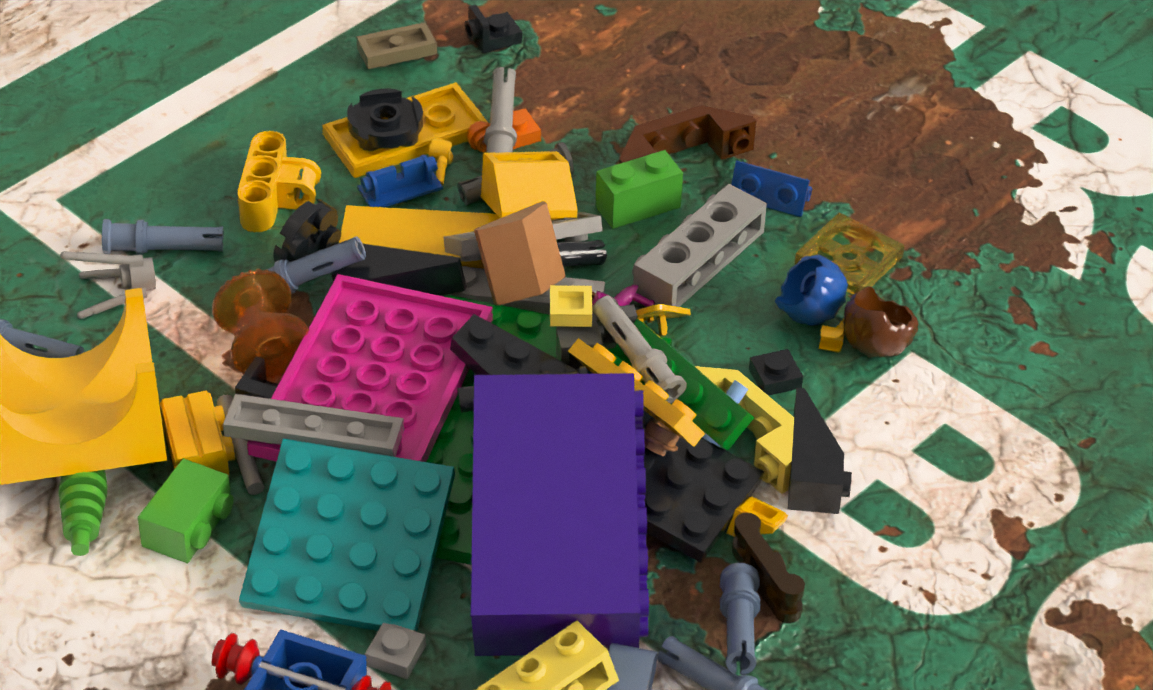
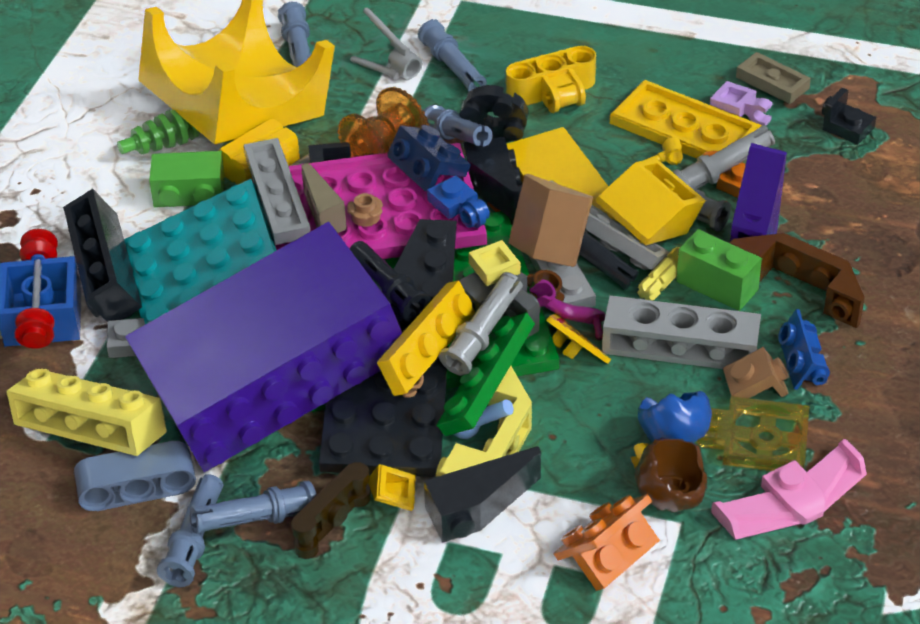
camera: 65 degrees right, 0 degrees up
(220, 607) = (102, 258): none -> black brick
(355, 300) = (426, 155): none -> dark blue bracket
(373, 394) = (323, 200): none -> dark tan slope
(388, 187) = (619, 146): blue hinge -> none
(396, 374) = (365, 209): none -> medium nougat plate
(400, 128) = (668, 102): black plate -> none
(415, 79) = (741, 101): none -> lavender plate
(432, 307) = (456, 198): none -> blue plate
(597, 117) = (759, 193): none -> dark purple slope
(611, 234) = (659, 277): none -> light yellow axle
(776, 372) = (576, 439): black plate -> none
(782, 227) = (755, 374): none -> medium nougat bracket
(920, 392) = (610, 541): none -> orange bracket
(929, 264) = (793, 494): none -> bright pink plate

